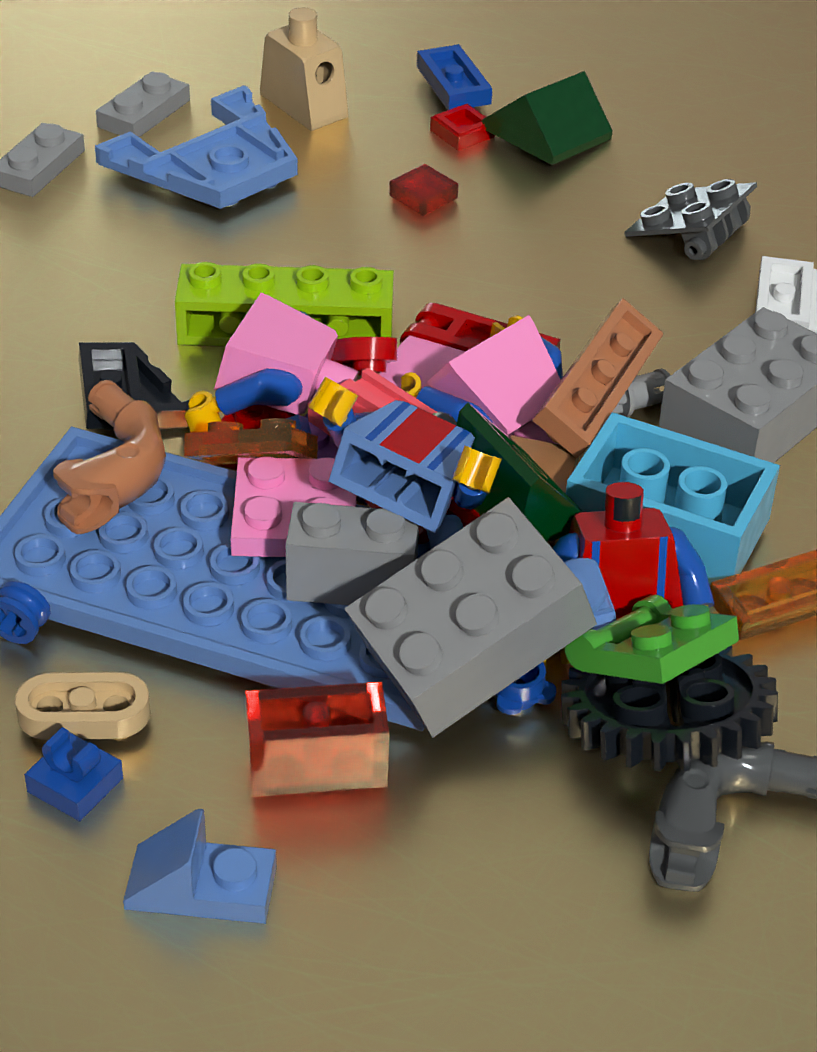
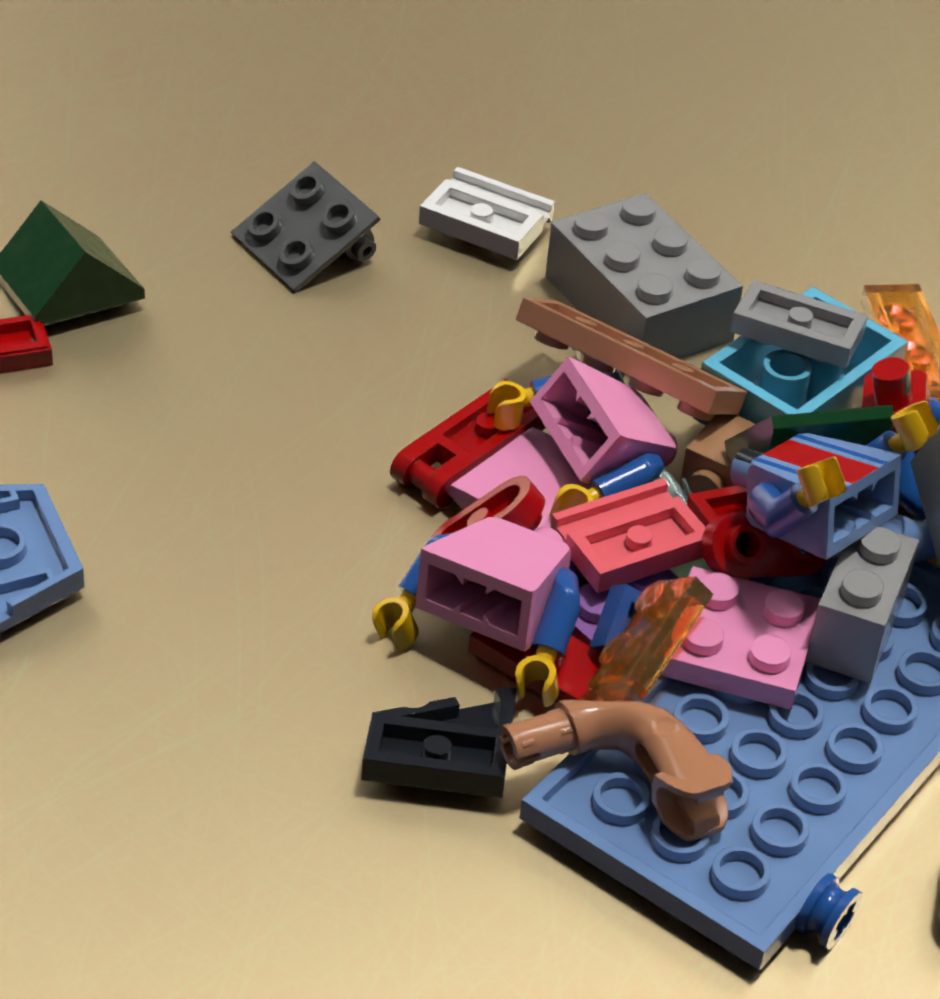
camera: 75 degrees left, 0 degrees up
(217, 297) = (346, 570): lime brick -> none
(423, 189) = (139, 408): clear red tile -> none
(685, 447) = (799, 324): none -> light grey plate

